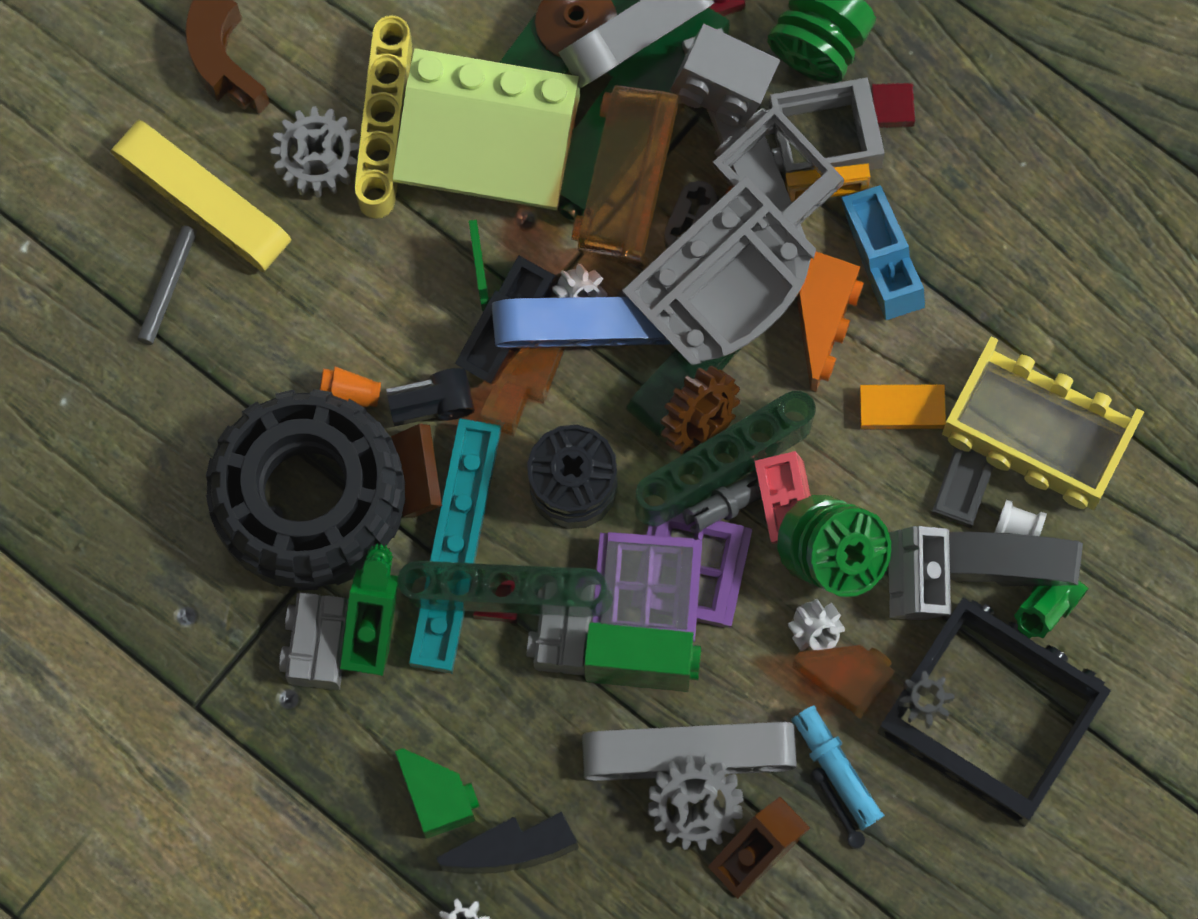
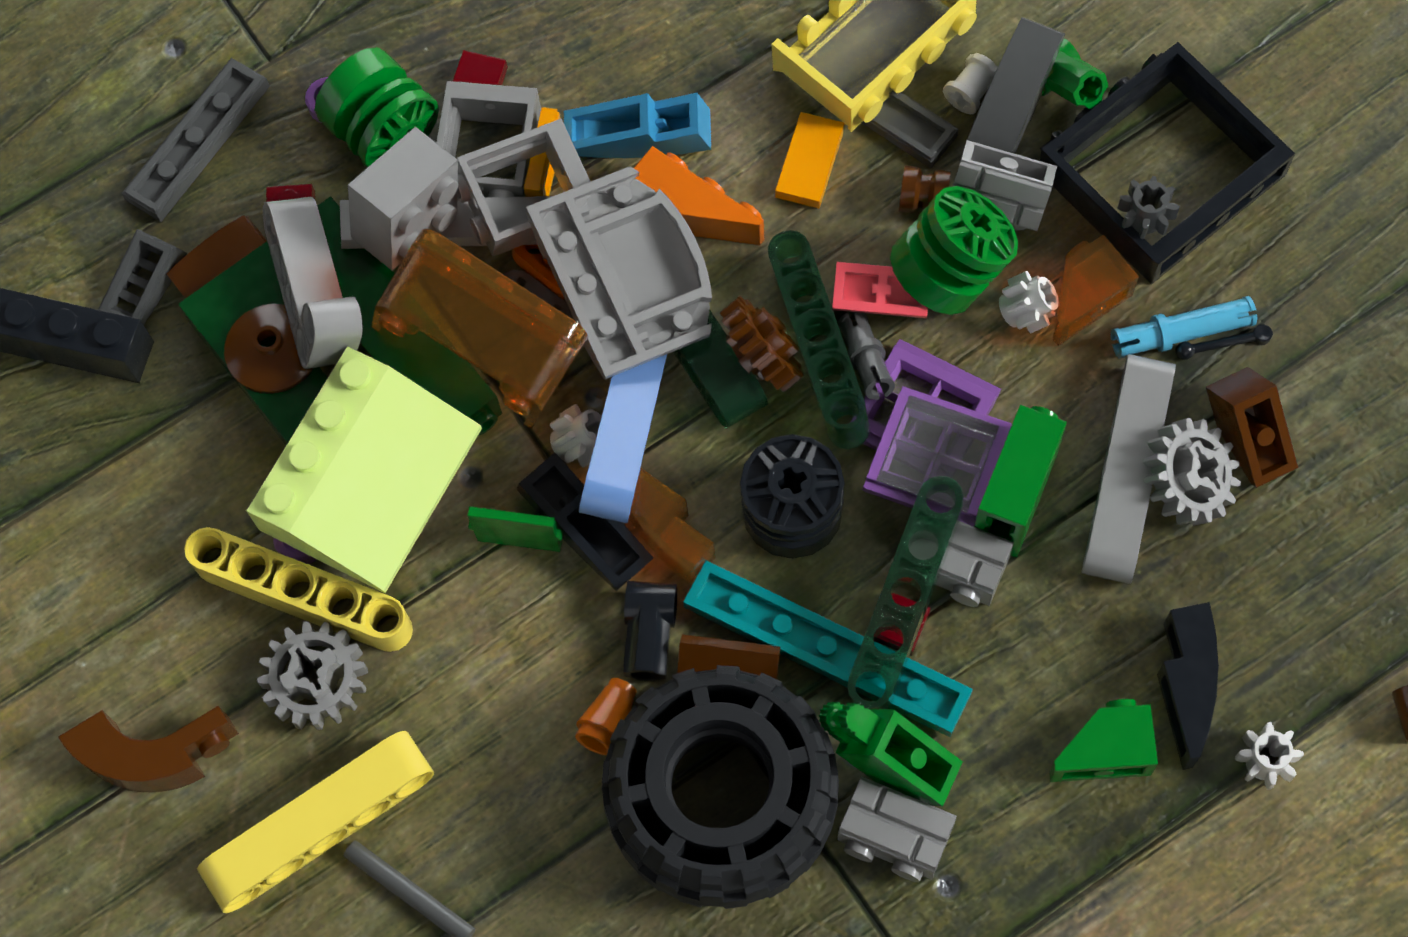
camera: 70 degrees left, 5 degrees down
(898, 507) = (920, 189): none -> reddish brown wheel

